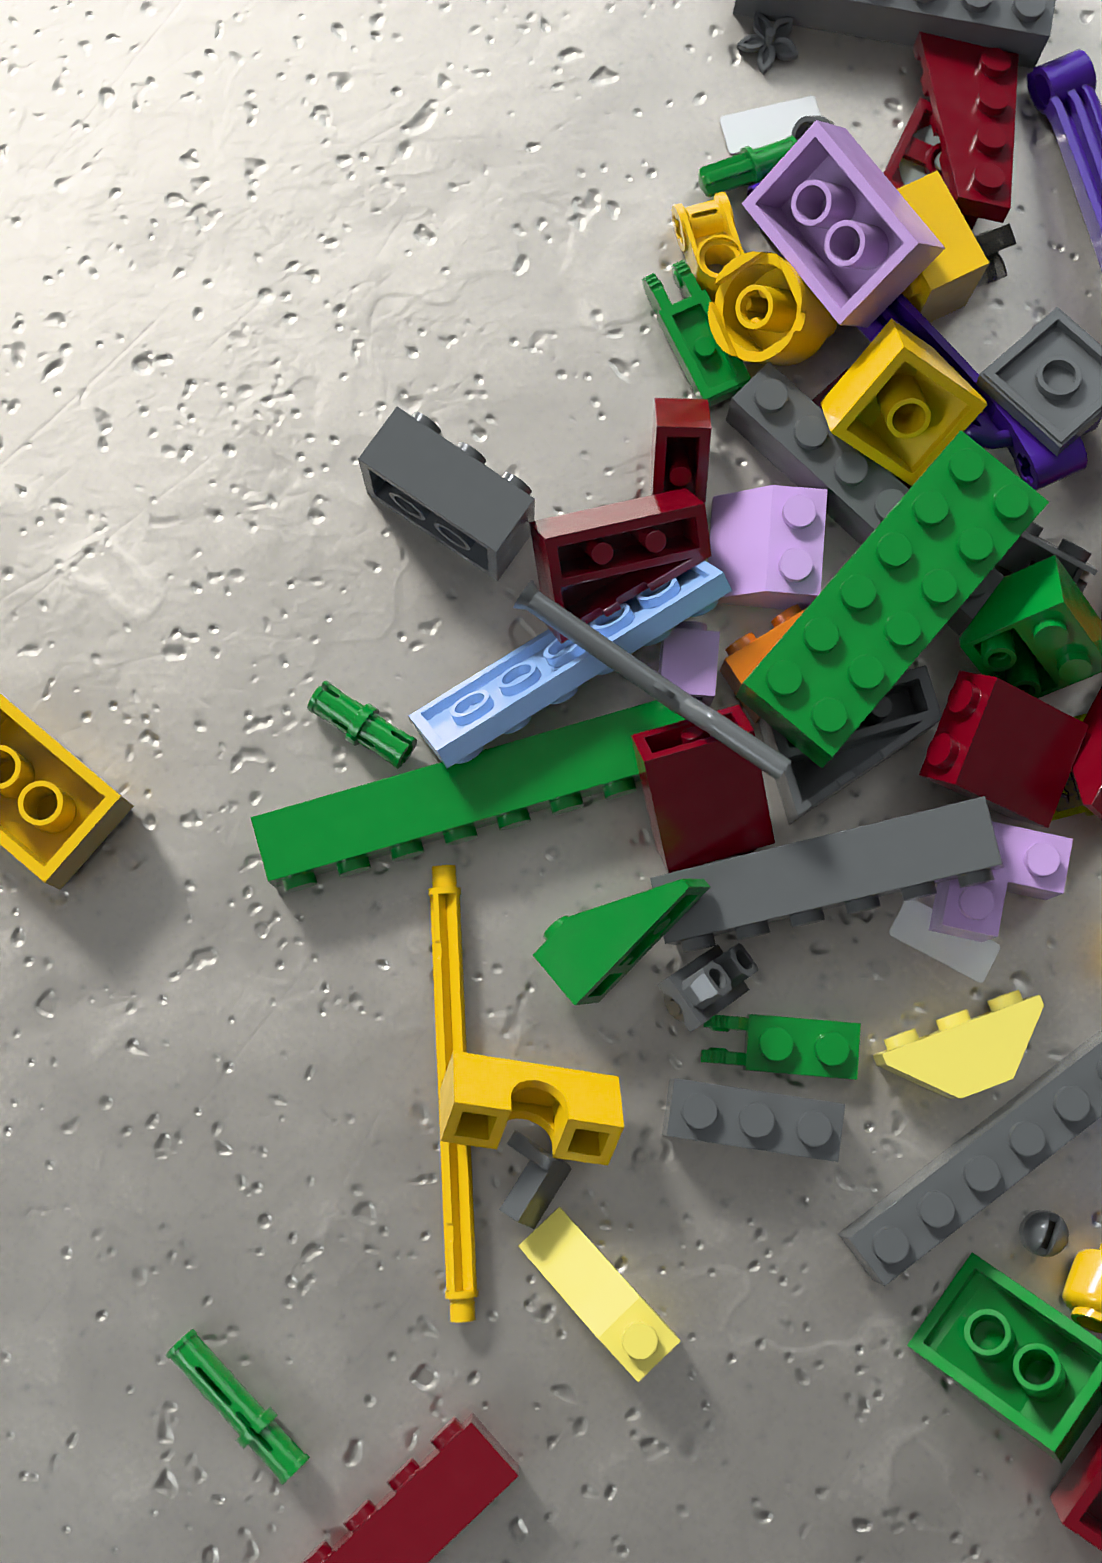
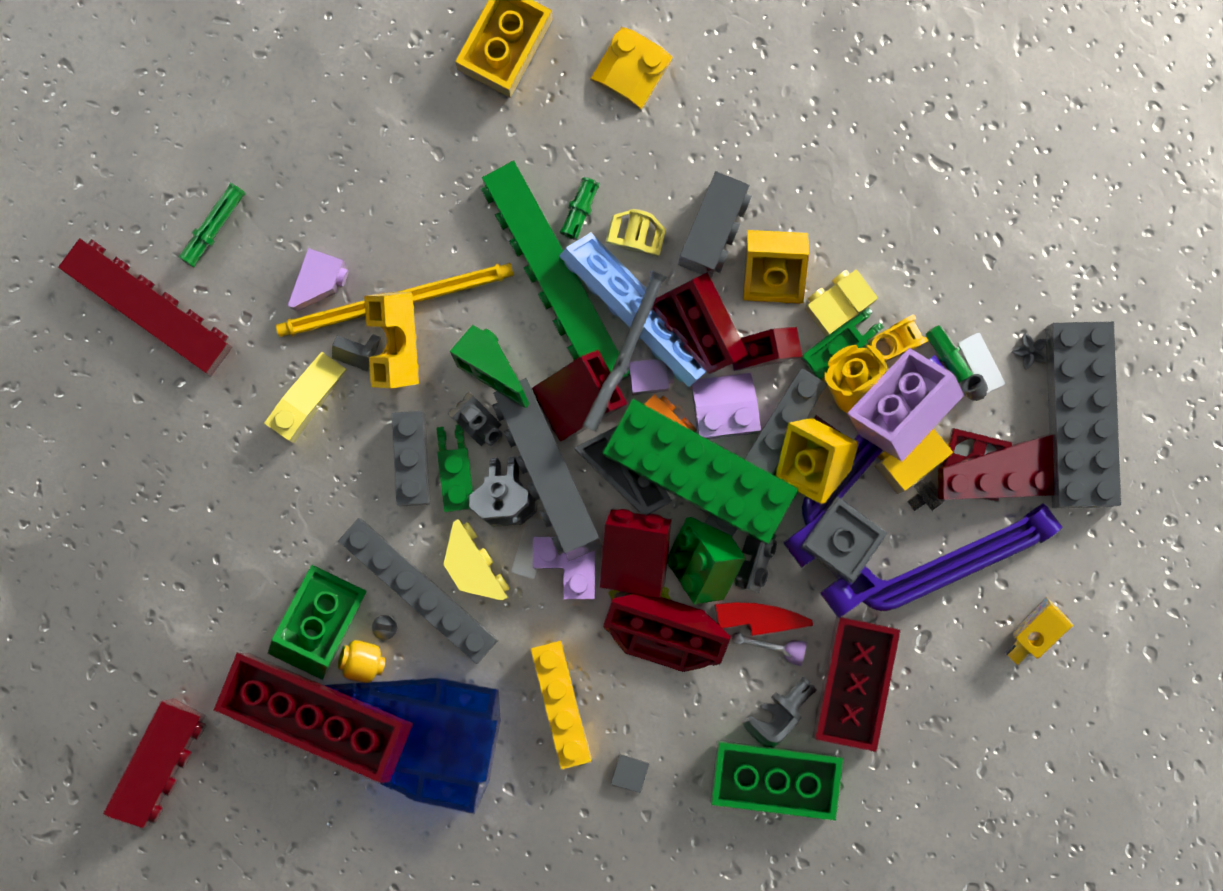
camera: 80 degrees right, 5 degrees up
(130, 581) = (632, 66): none -> yellow slope
(384, 1225) = (317, 279): none -> lavender slope
(427, 634) = (636, 232): none -> light yellow piece
(539, 411) = (775, 266): none -> yellow slope
(626, 319) = (841, 302): none -> light yellow brick
(846, 966) = (503, 498): none -> hinge

